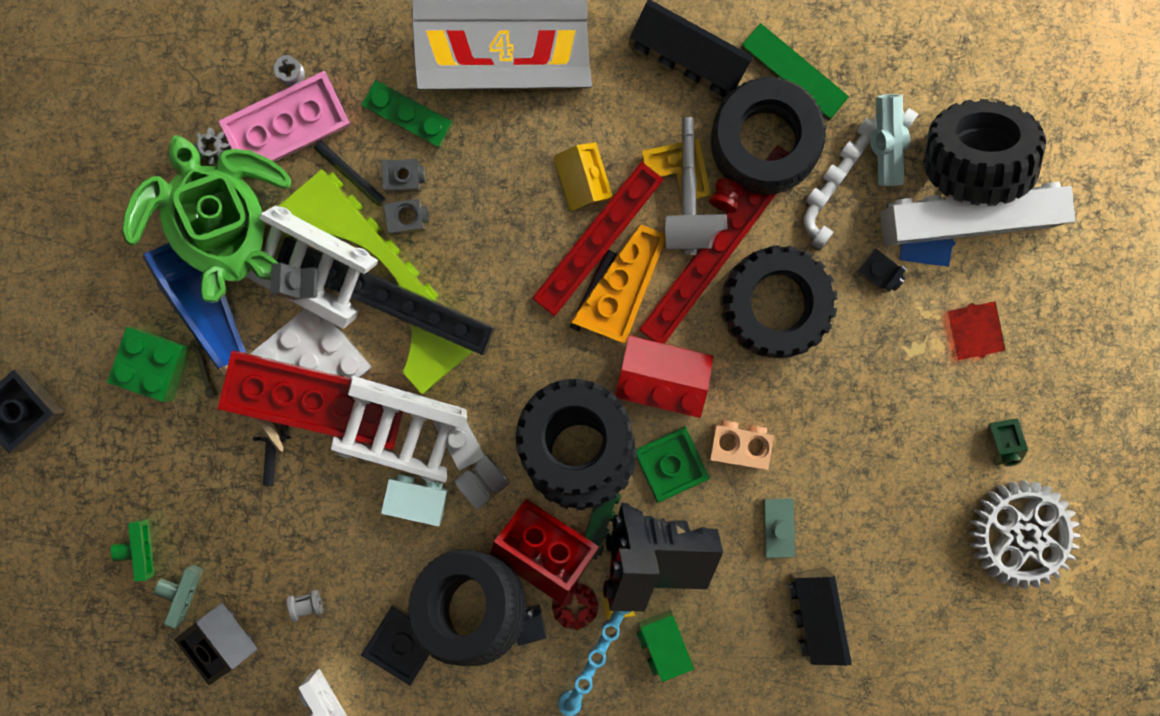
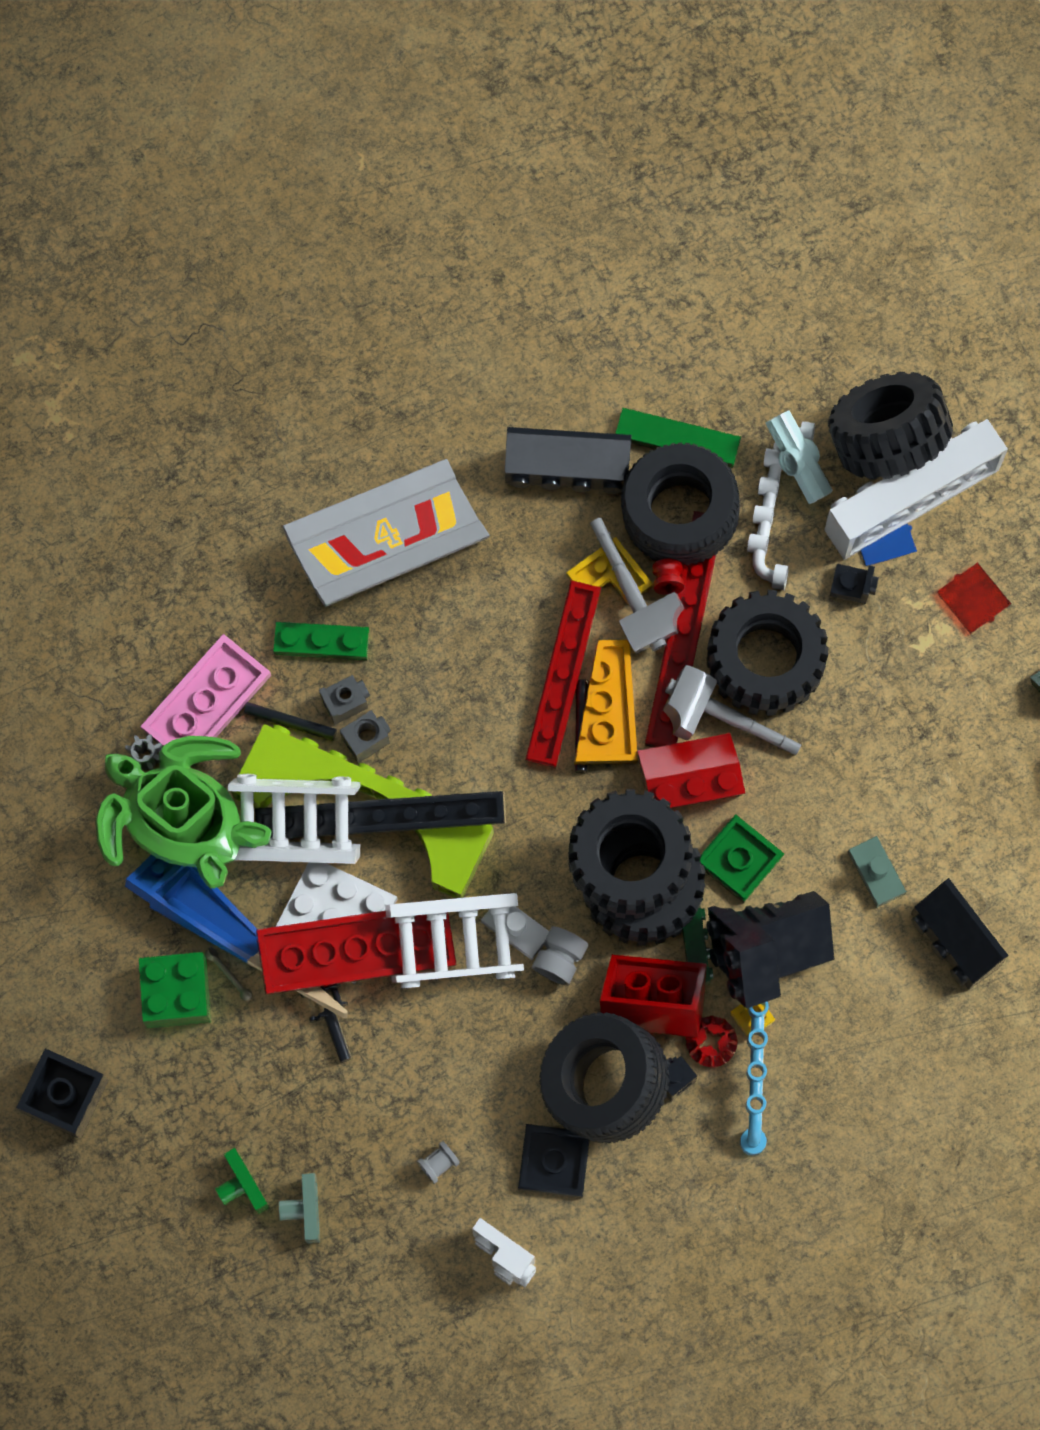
camera: 25 degrees left, 15 degrees down
(216, 644) = (364, 1243): slope -> none
(281, 68) = (193, 642): light grey bush -> none
(294, 282) = (290, 837): dark grey bracket -> none
(415, 500) = (501, 1005): light aqua brick -> none
(582, 176) = (519, 622): yellow panel -> none
(665, 646) = (820, 1036): green brick -> none
(694, 313) = (691, 697): none -> light grey piece
(739, 452) = (801, 815): light nougat brick -> none

